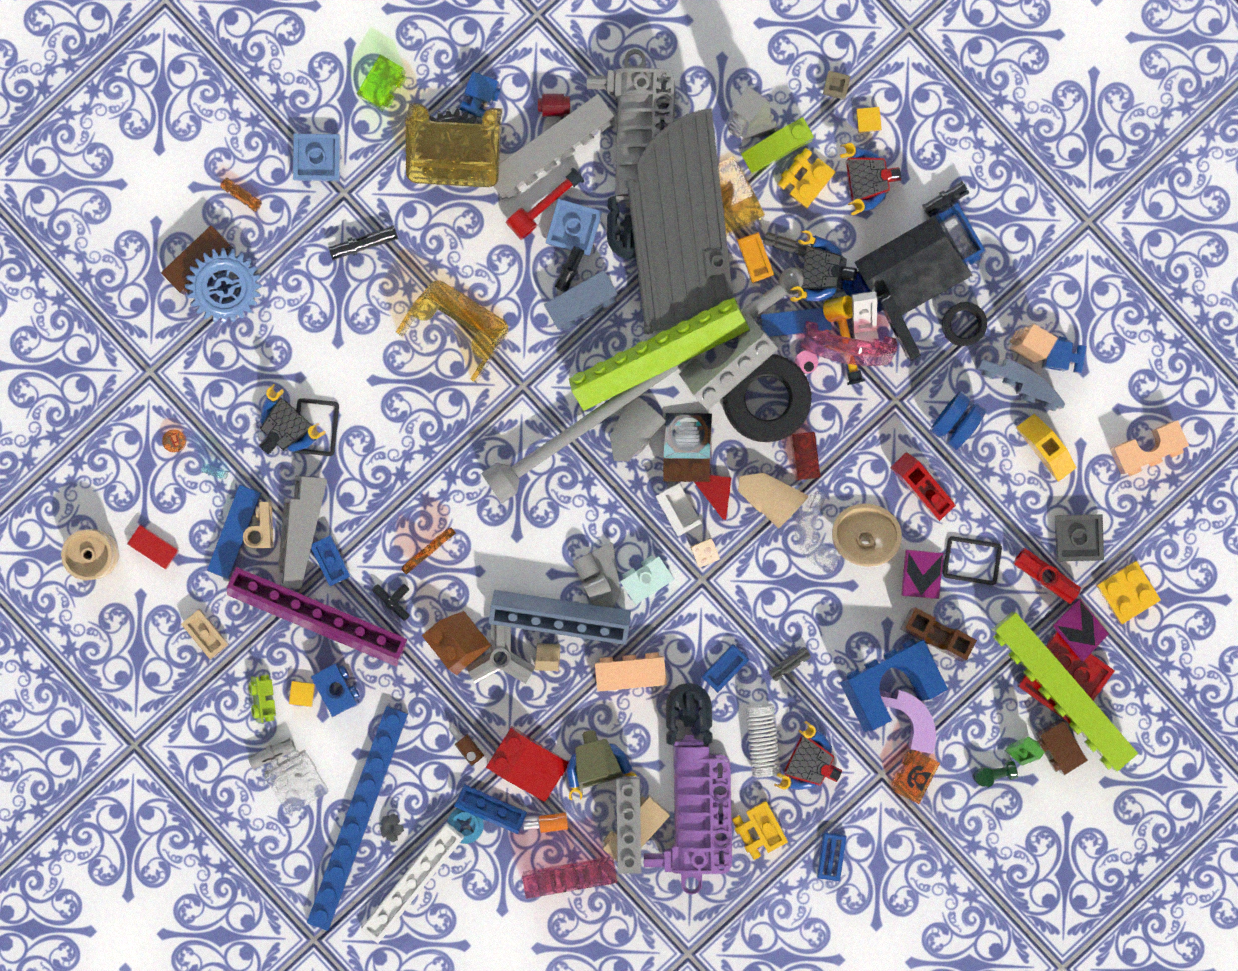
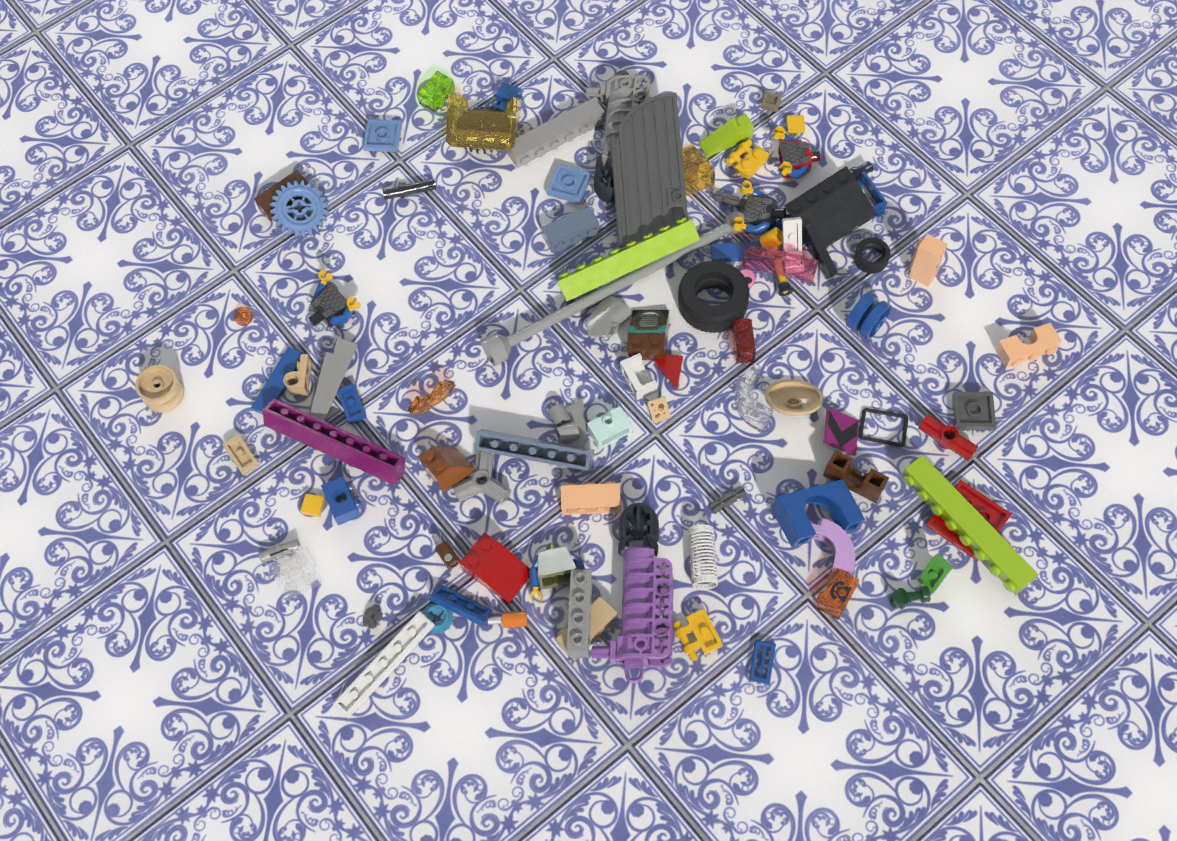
camera: 15 degrees right, 25 degrees down
(153, 547) = (211, 390): red tile -> none
(214, 471) = (270, 335): clear light blue tile -> none
(241, 194) = (323, 157): clear orange axle -> none
(262, 708) = (278, 499): lime hinge -> none
(334, 429) = (369, 312): black piece -> none
(357, 818) = (342, 611): blue plate -> none
(391, 602) = (398, 437): black piece -> none
(489, 327) = (493, 246): clear yellow windscreen -> none
(523, 222) = (531, 178): red piece -> none
(547, 657) = (521, 484): tan plate -> none
(554, 105) = (560, 106): dark red brick -> none
(569, 269) = (564, 206): black axle -> none
(569, 877) = (524, 665): clear pink brick -> none
(714, 384) = (672, 274): light grey arch -> none
(725, 668) = (672, 500): blue tile -> none
(751, 116) = (704, 104): light grey wedge -> none
(755, 257) = (707, 209): light orange tile -> none
(771, 497) = (714, 369): tan panel -> none
(809, 762) = (743, 576): torso -> none
(923, 485) = (840, 366): red slope -> none
(1031, 385) = (925, 295): sand blue slope -> none
(1047, 446) = (944, 342): yellow slope -> none
(1061, 747) = (969, 576): reddish brown brick -> none
(1062, 356) = (949, 278): blue brick -> none
(1080, 629) = (979, 480): magenta piece -> none
(1128, 592) = (1019, 456): yellow plate -> none

